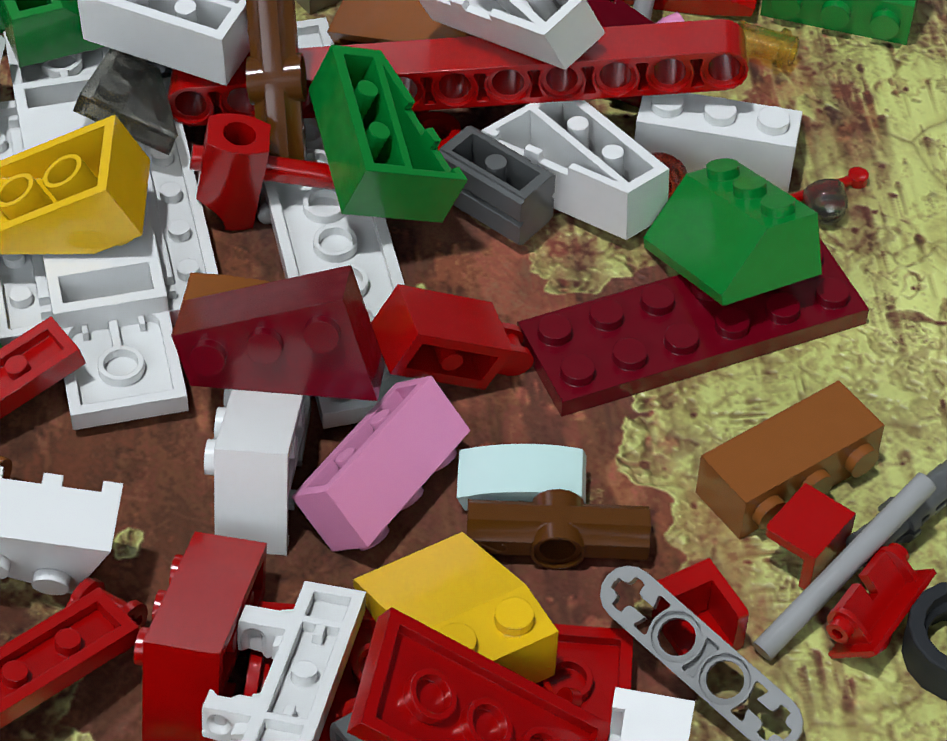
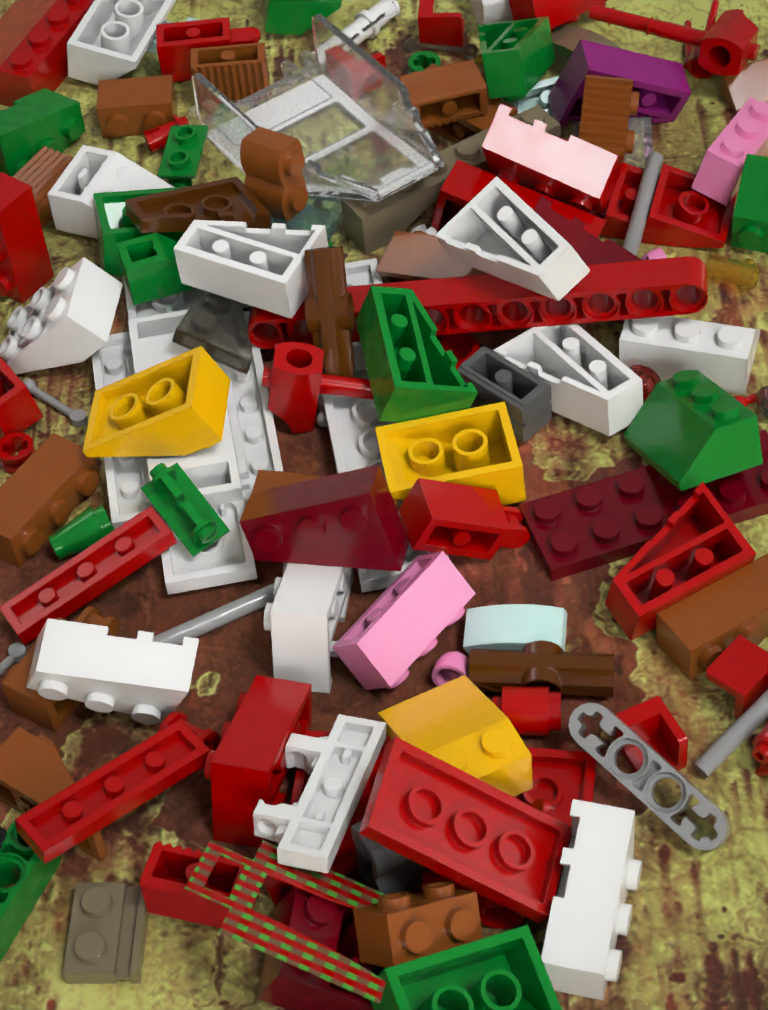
camera: 10 degrees right, 0 degrees up
(94, 320) = (184, 508): none -> green hinge
(144, 456) = (218, 617): none -> light grey bar
(440, 247) = (454, 447): none -> yellow slope
(441, 523) = (449, 667): none -> bright pink hinge
(550, 573) = (531, 709): none -> red brick
(731, 387) = (682, 558): none -> red wedge

